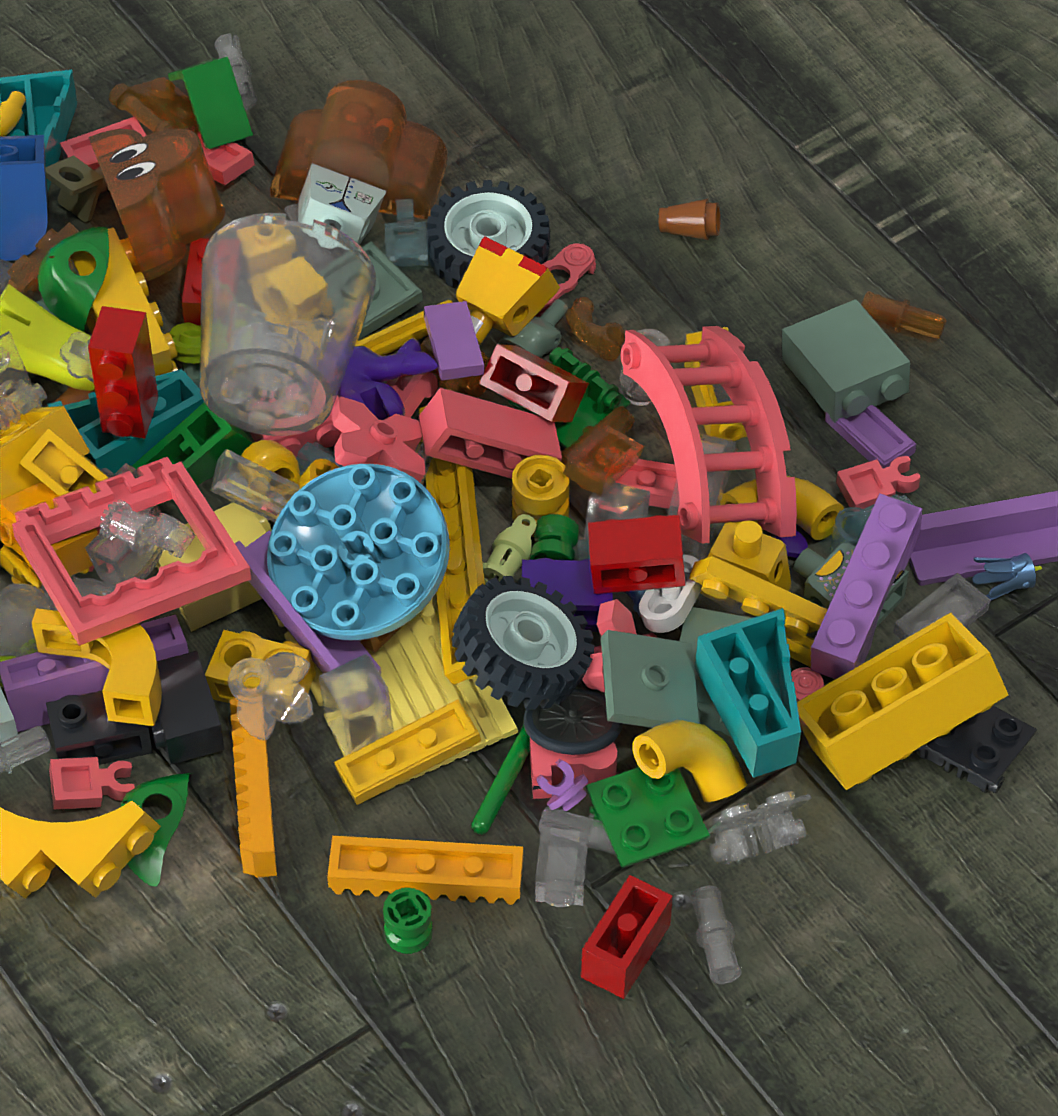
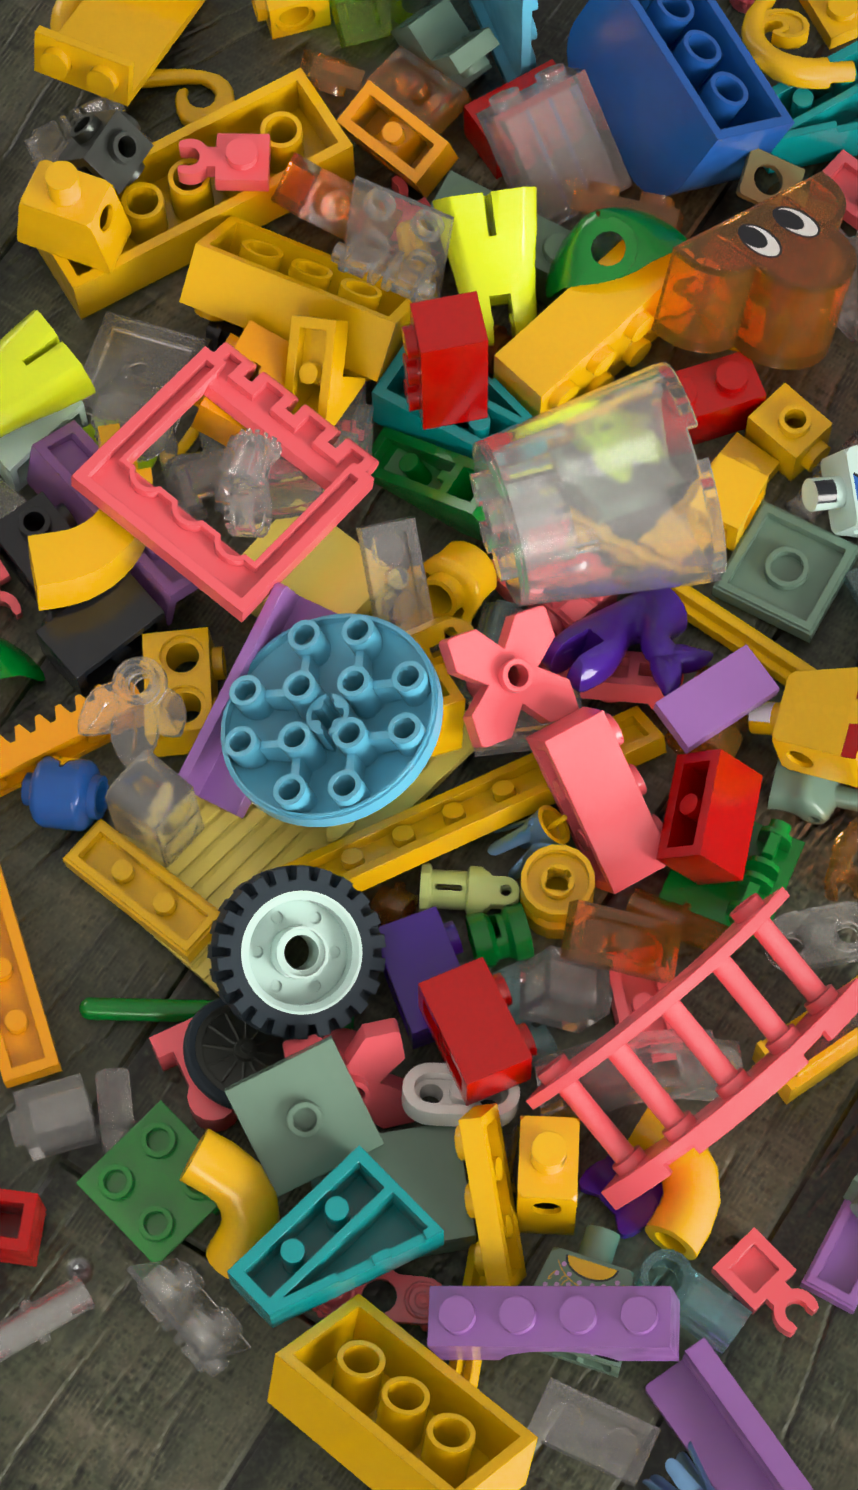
camera: 70 degrees right, 15 degrees up
(77, 356) = (507, 302): clear plant -> none
(302, 776) = (65, 793): none -> blue head
(490, 485) = (537, 831): none -> flat silver piece
(568, 791) = (142, 1082): medium lavender plate -> none

